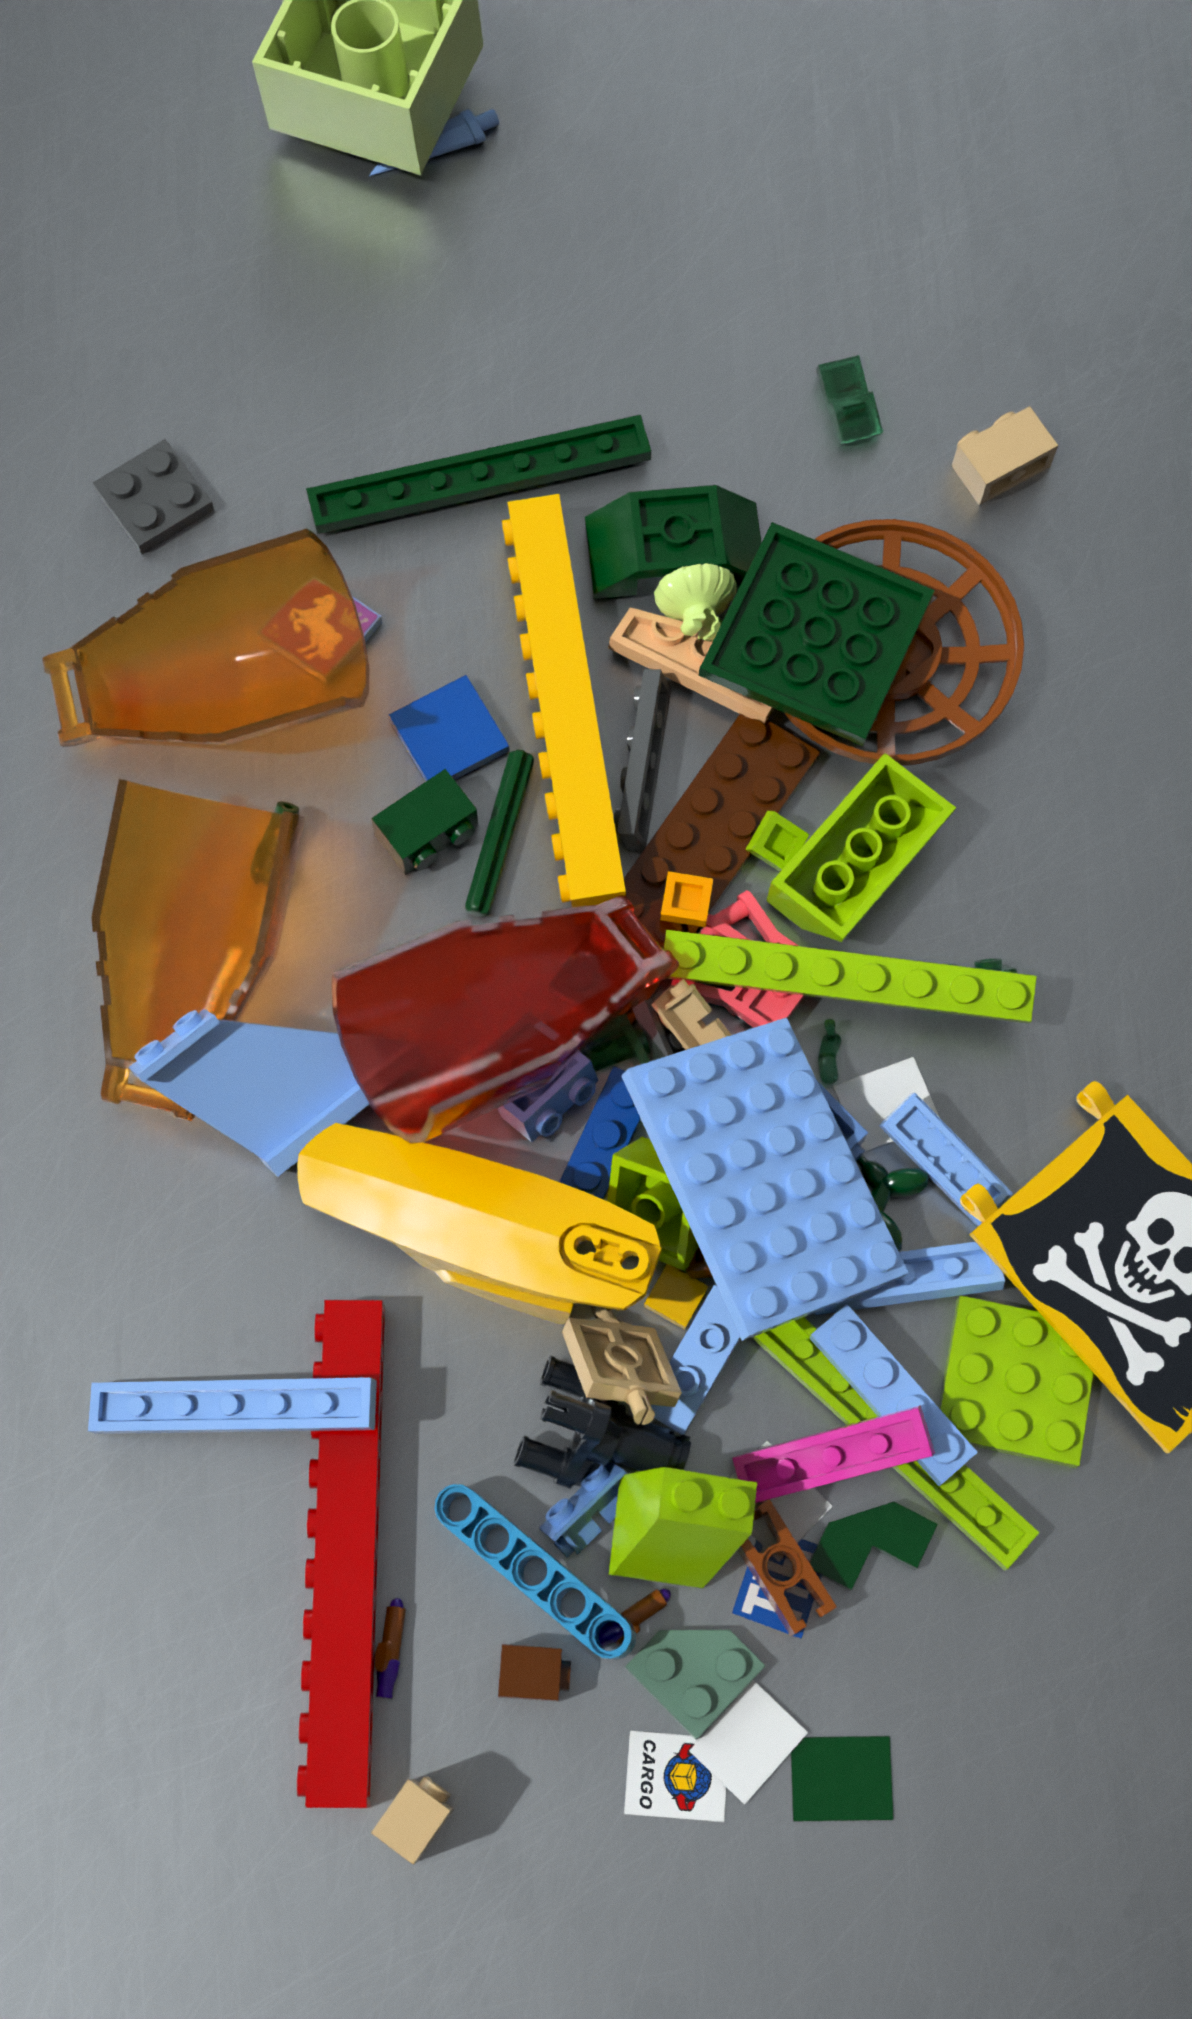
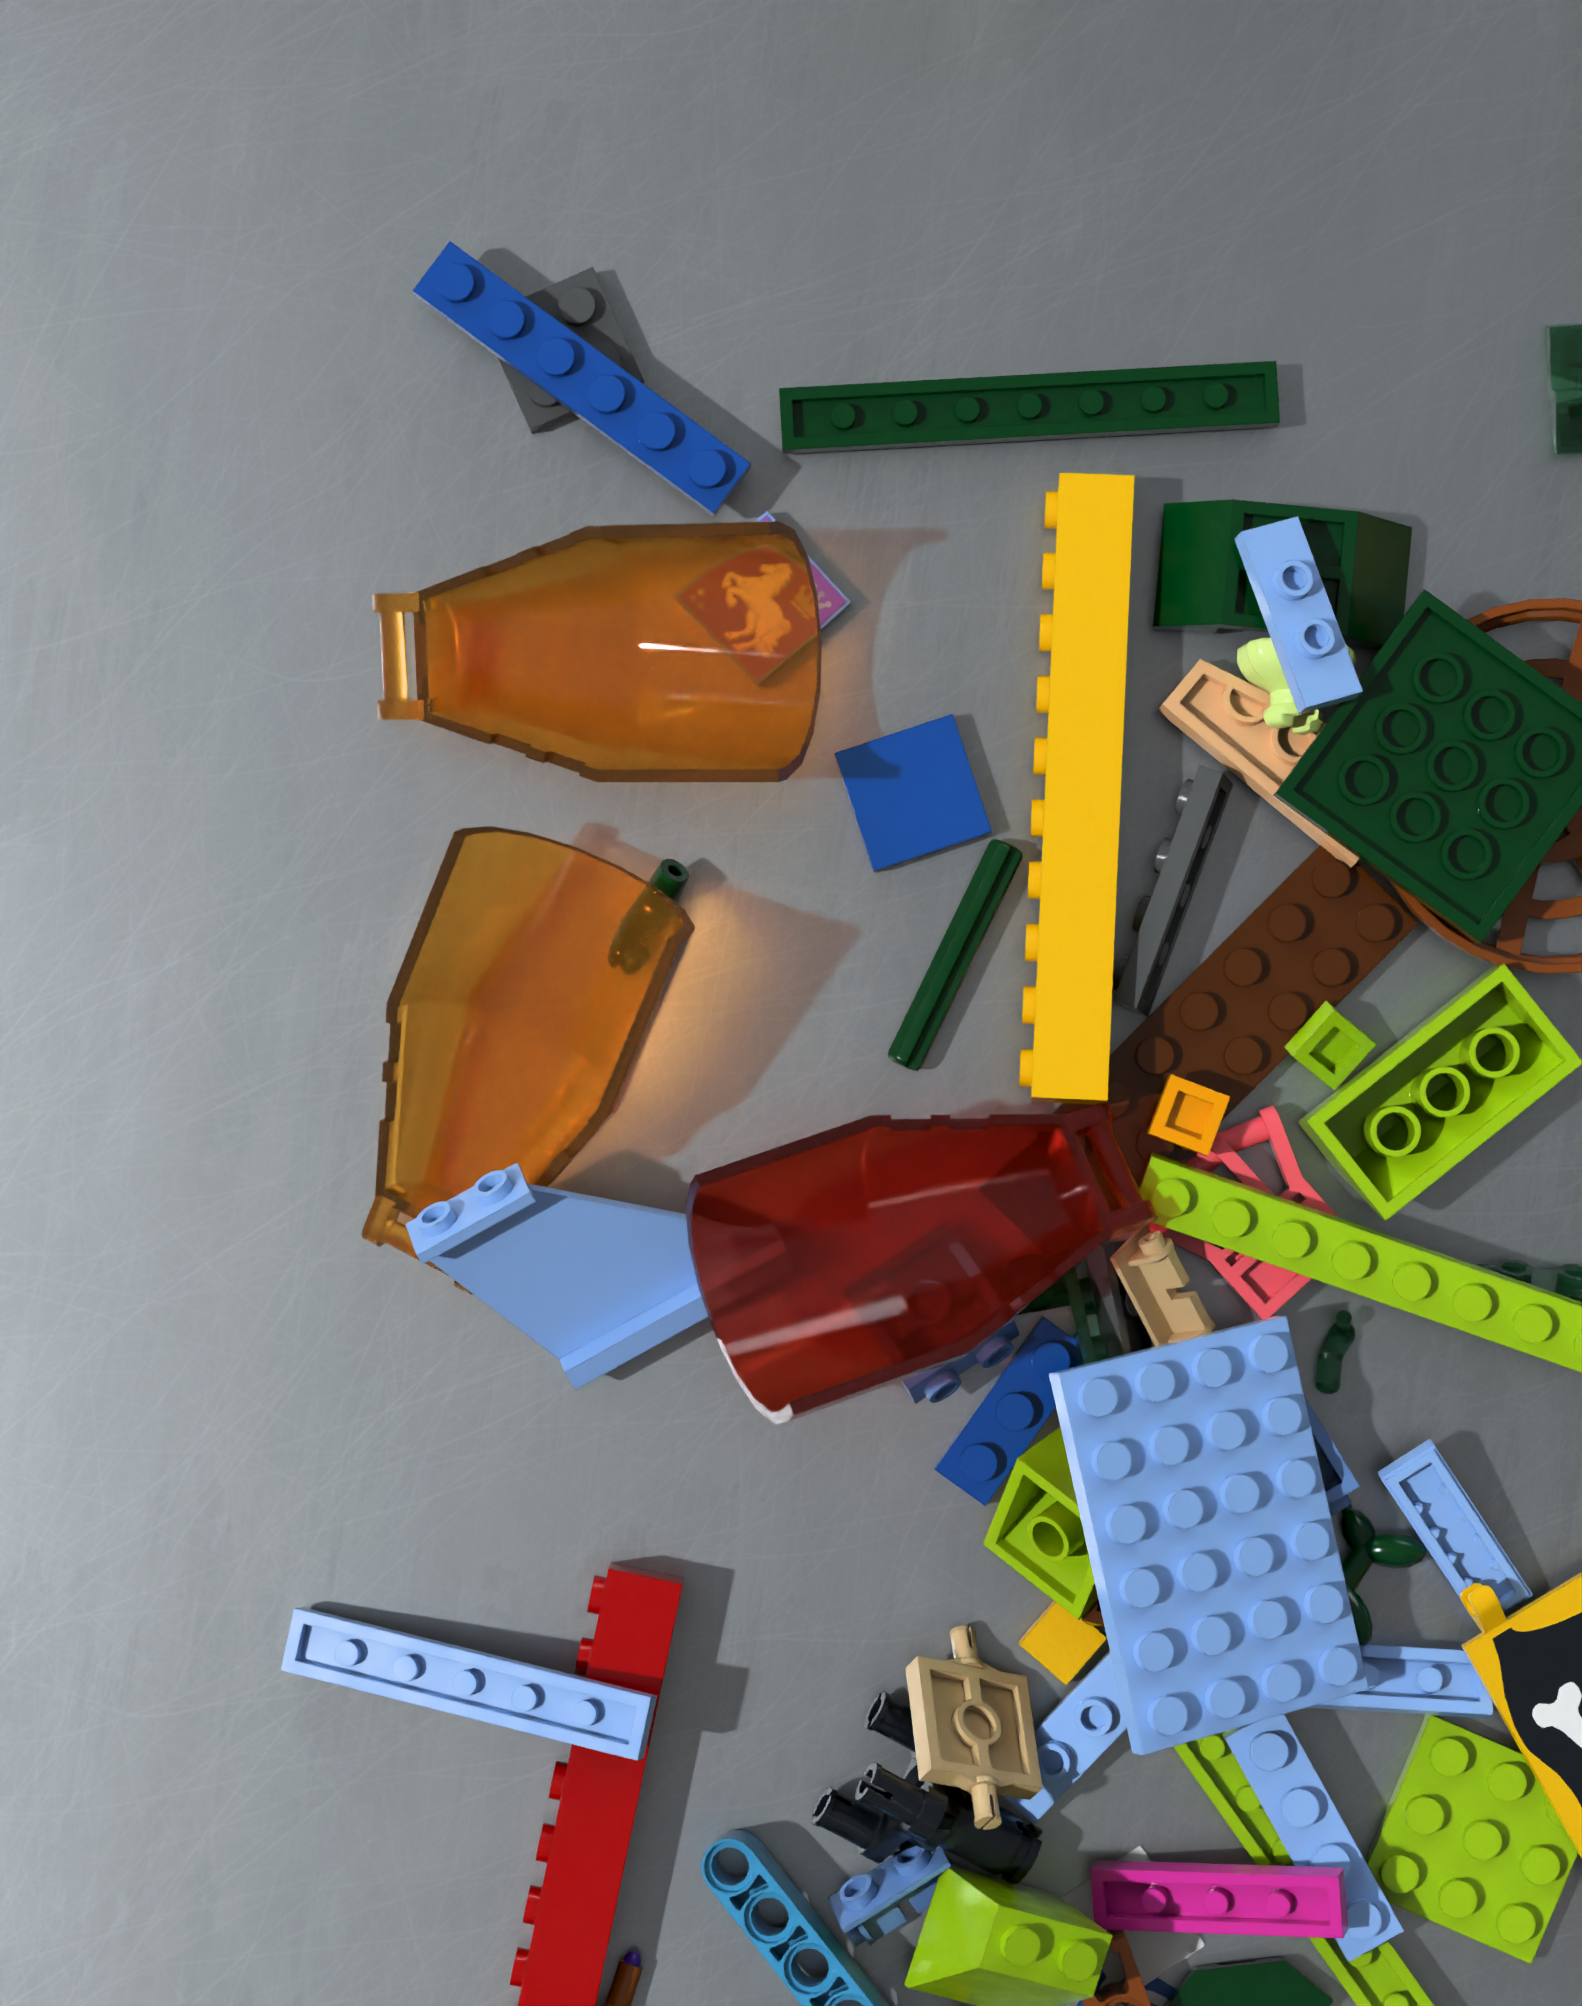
camera: 15 degrees right, 15 degrees up
(155, 496) = (582, 379): none -> blue plate
(426, 822) = (858, 925): dark green brick -> none
(481, 1222) = (831, 1510): yellow piece -> none
(689, 548) = (1298, 615): none -> light blue plate
(878, 1094) = (1390, 1421): white sticker -> none

